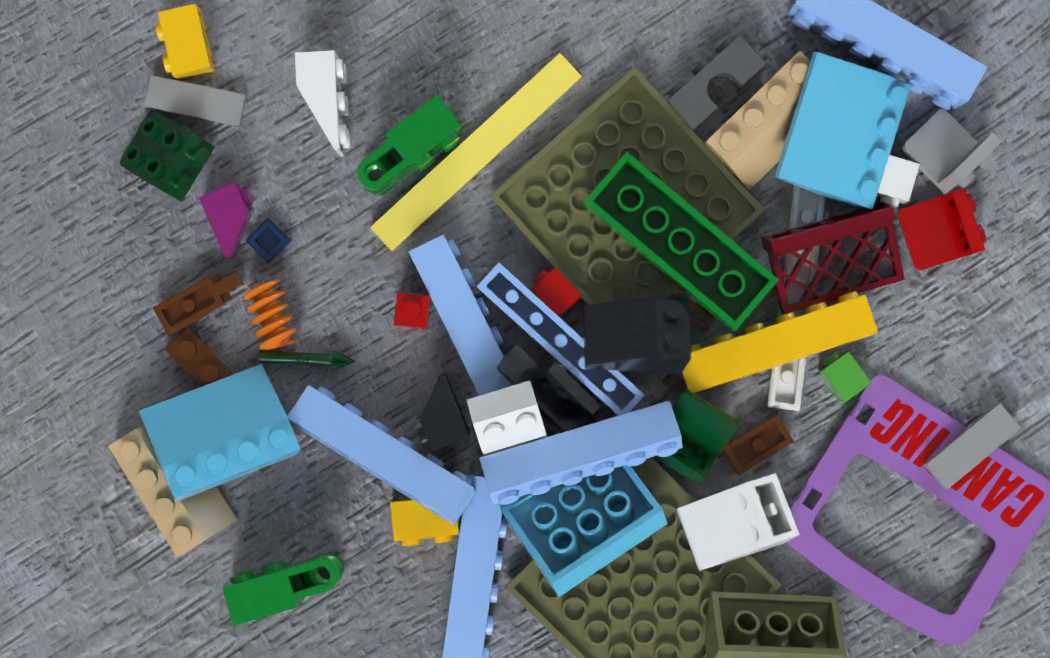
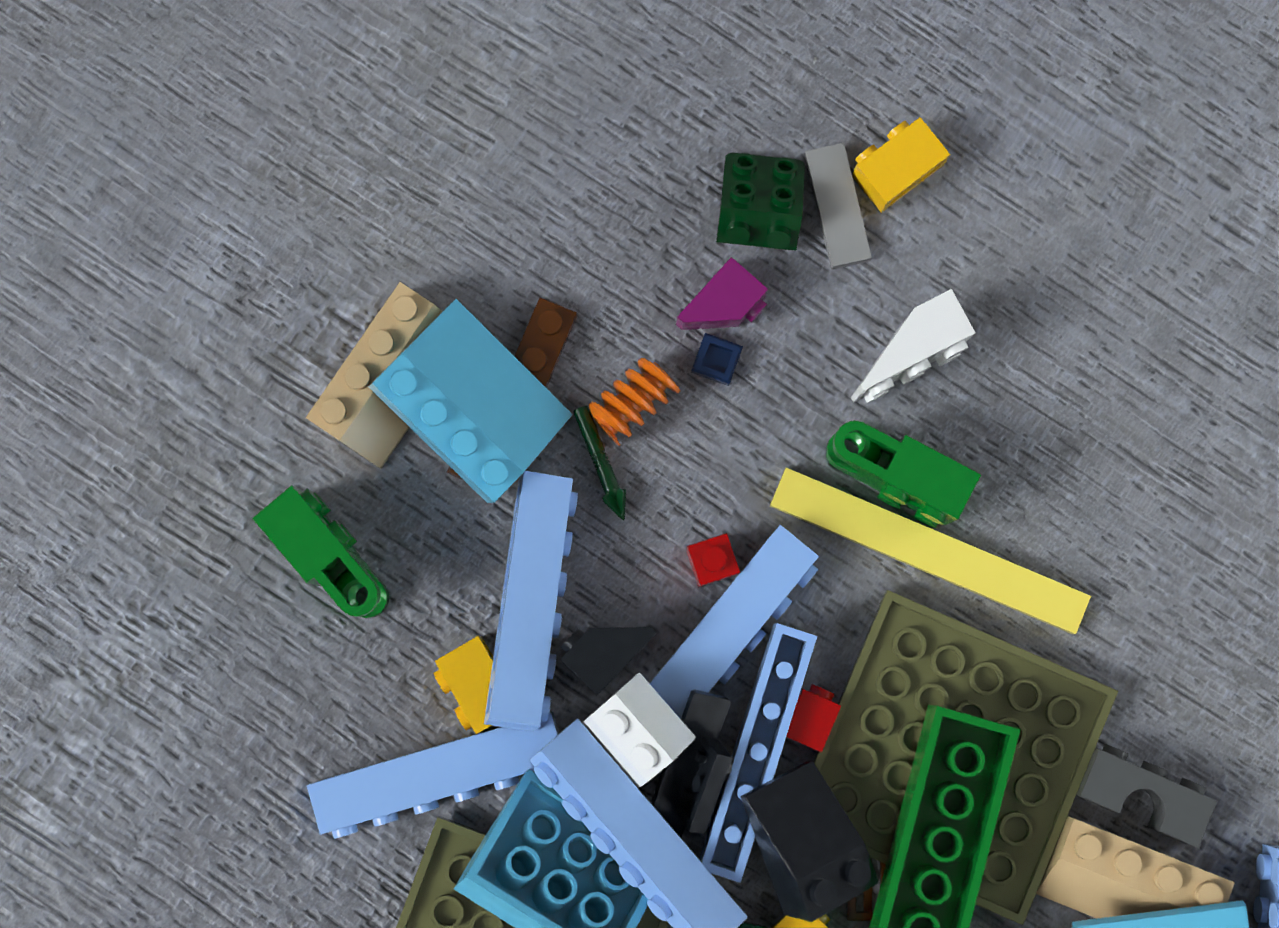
camera: 65 degrees right, 5 degrees down
(196, 302) = (610, 309): reddish brown hinge -> none

